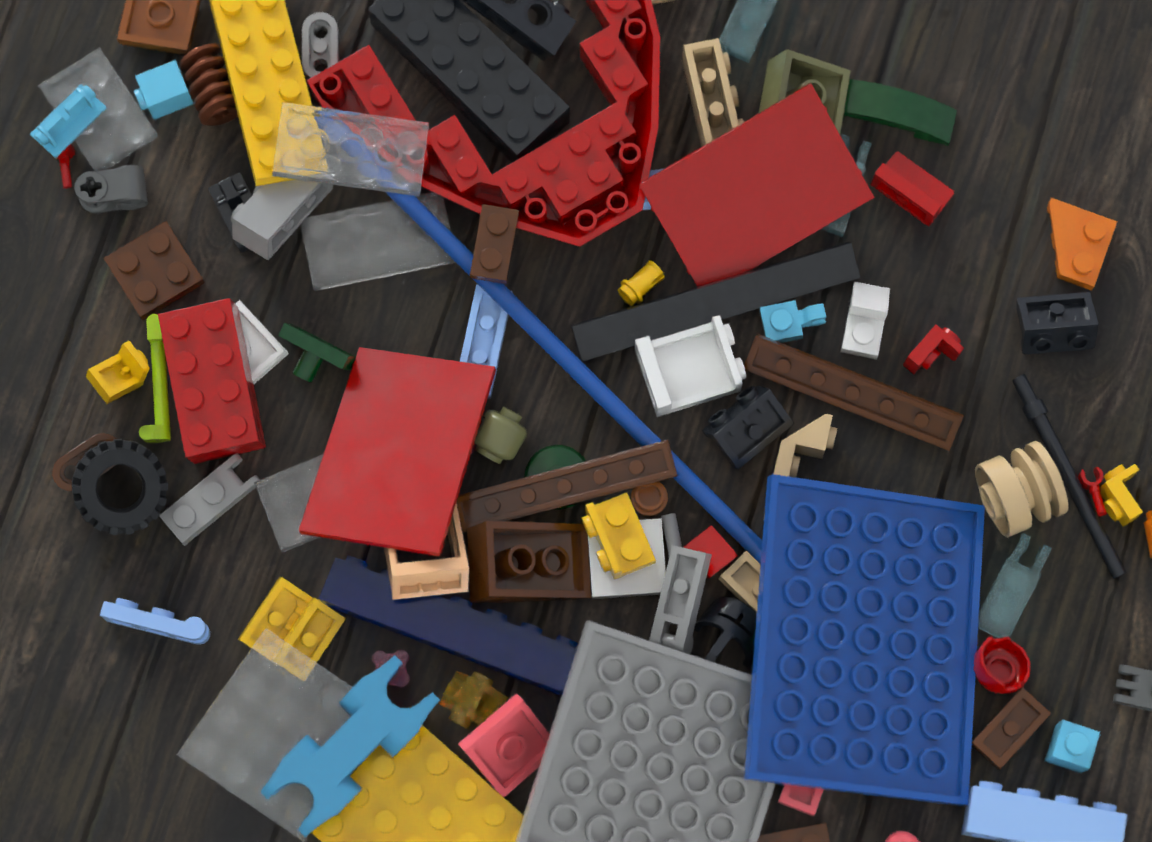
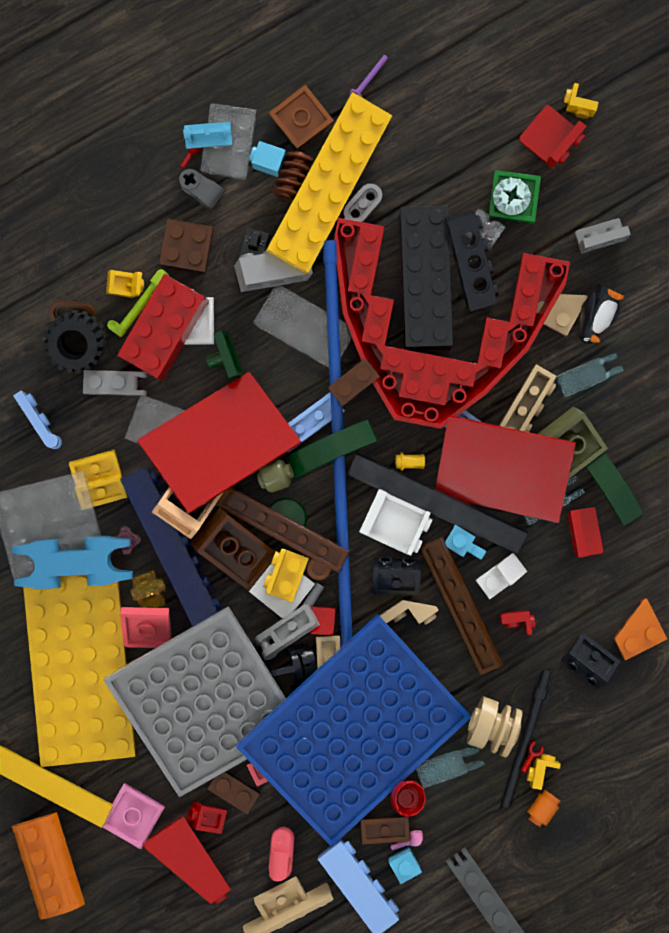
camera: 45 degrees right, 10 degrees up
(350, 149) = (325, 274): clear plate -> none
(536, 345) = (331, 448): none -> dark green slope
(1056, 707) = (416, 839): none -> bright pink hand

